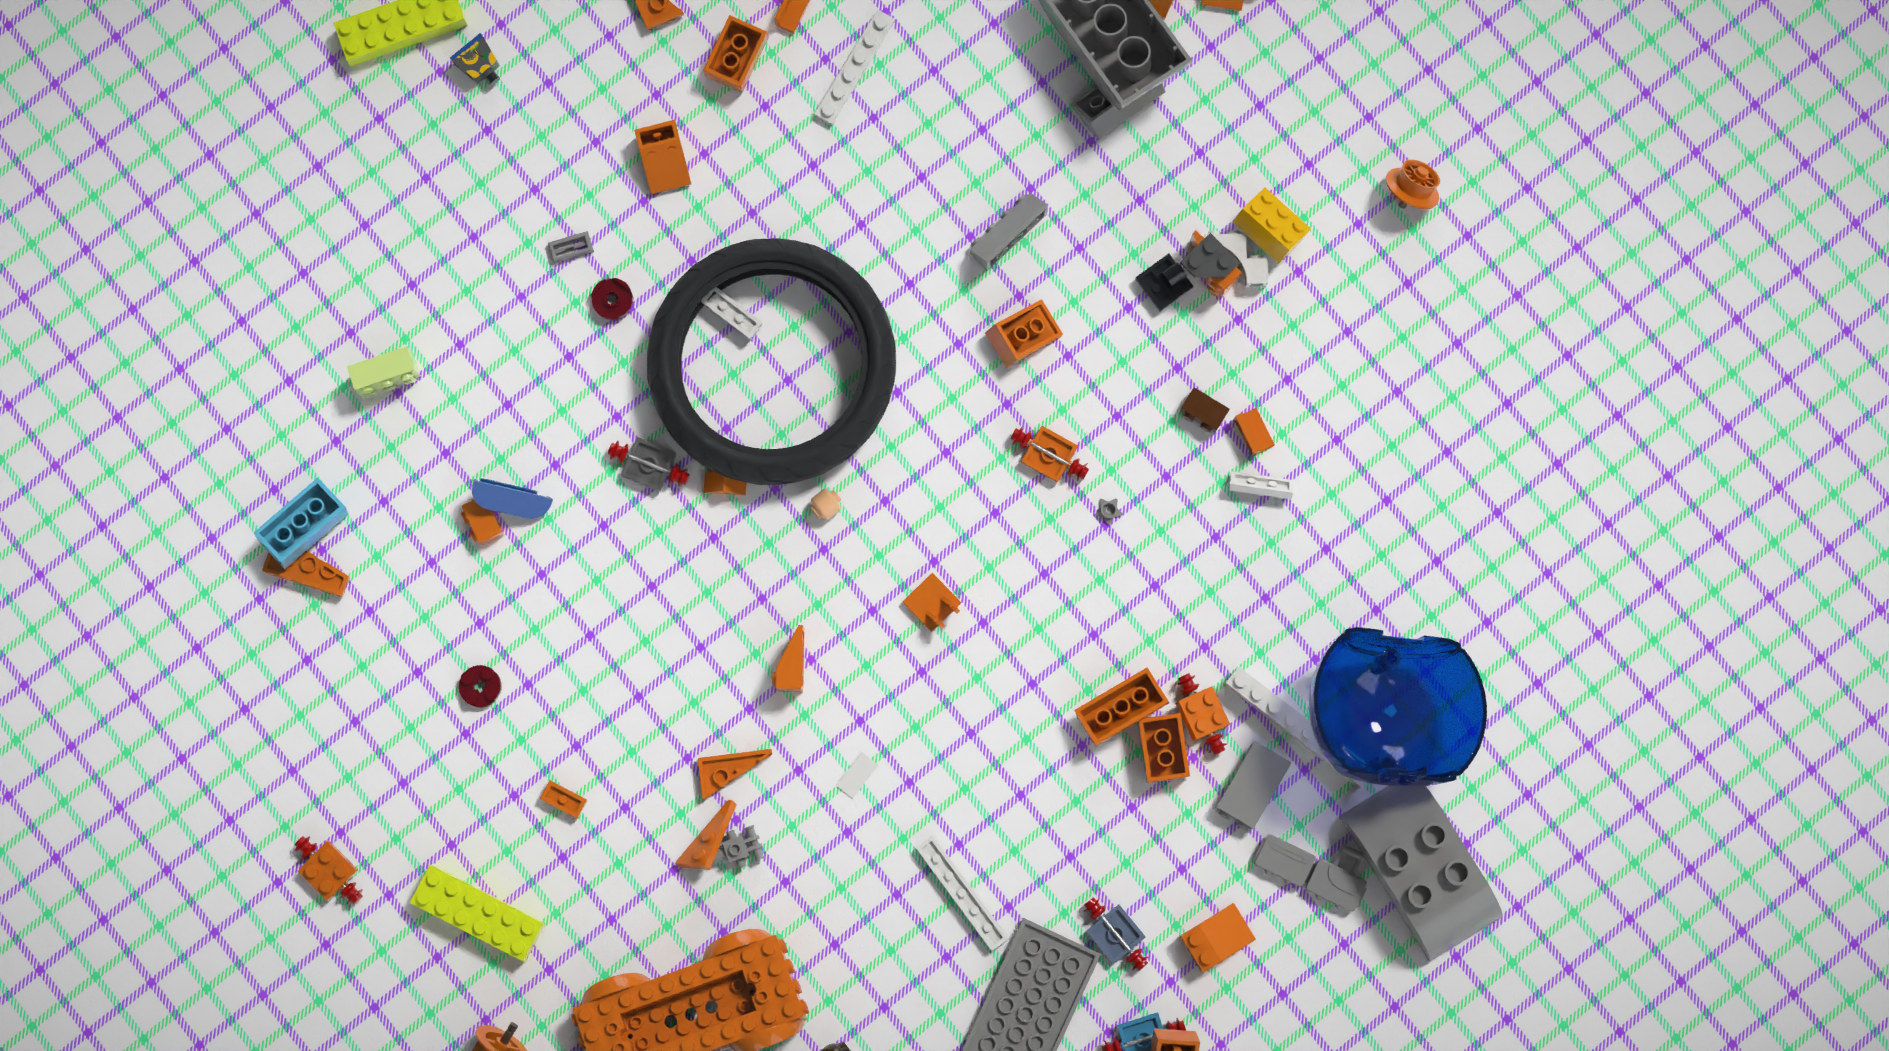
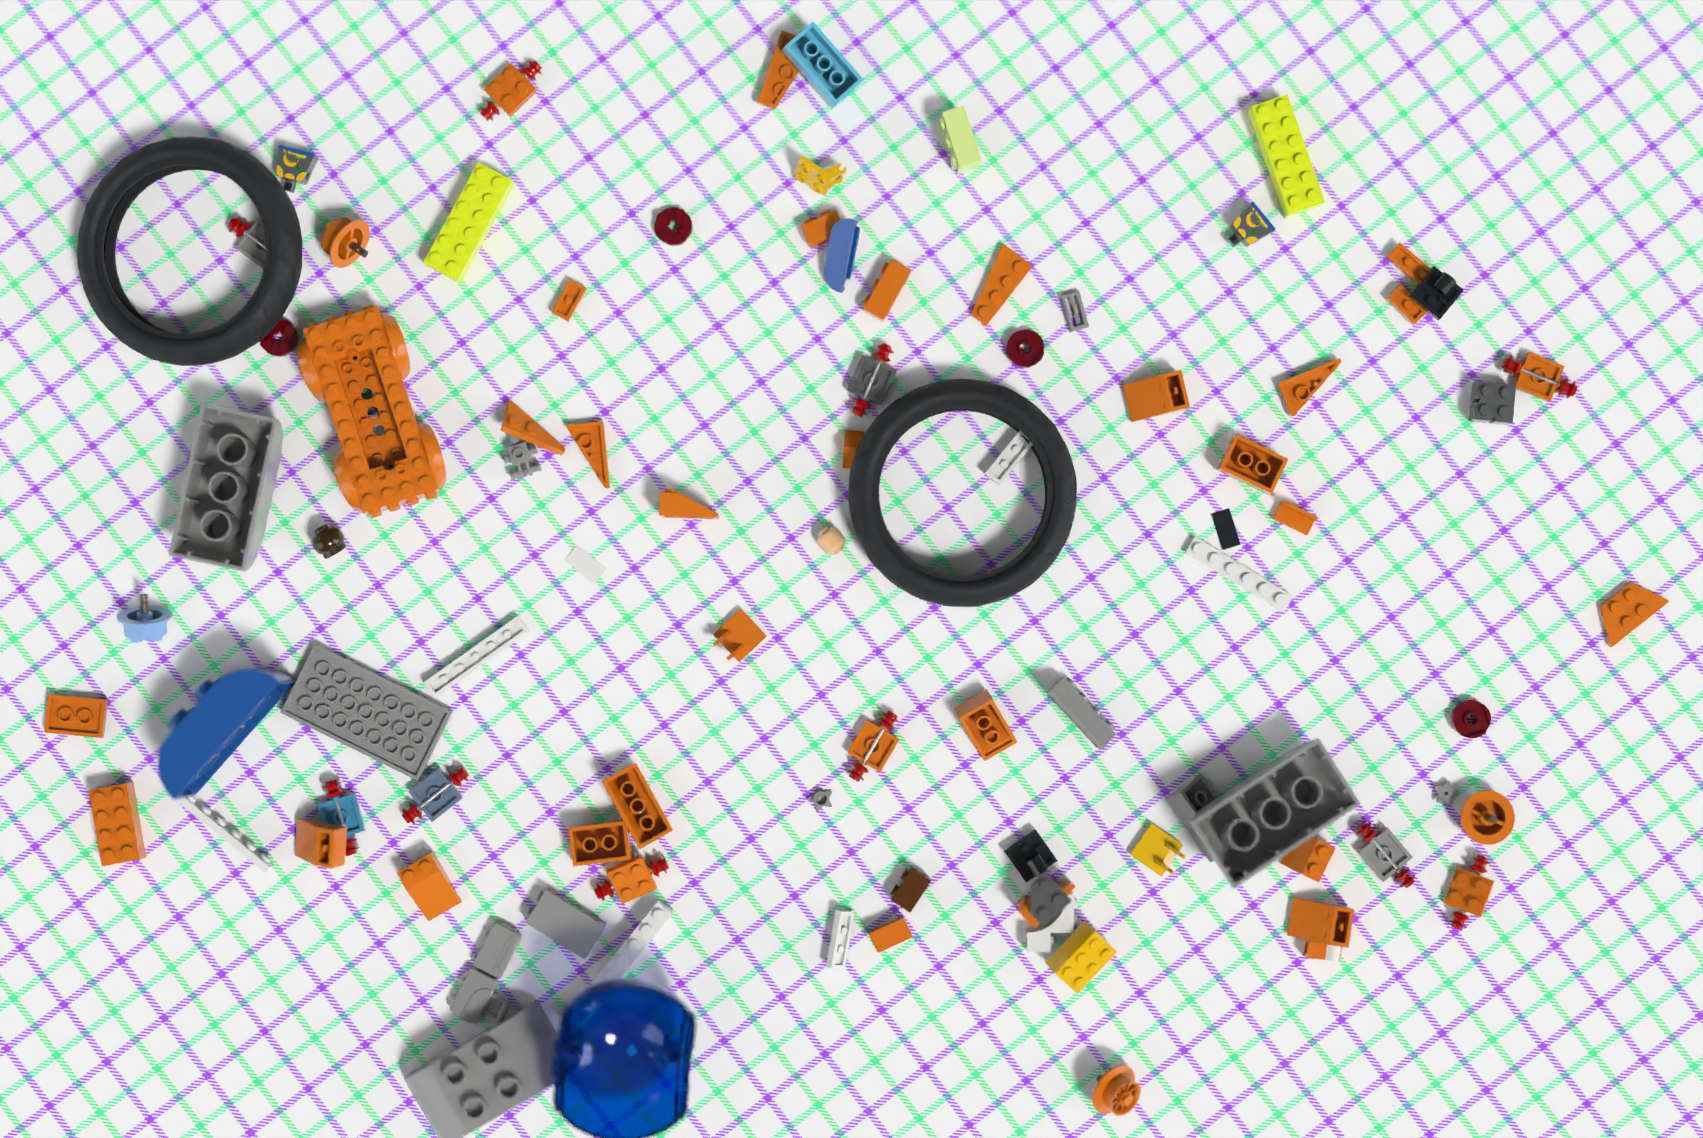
camera: 90 degrees right, 5 degrees up
(424, 528) = (816, 177): none -> yellow plate
(536, 324) = (1002, 280): none -> orange wing
(549, 450) = (886, 290): none -> orange brick
(806, 82) = (1225, 529): none -> black sticker
(1154, 148) = (1157, 850): none -> yellow plate

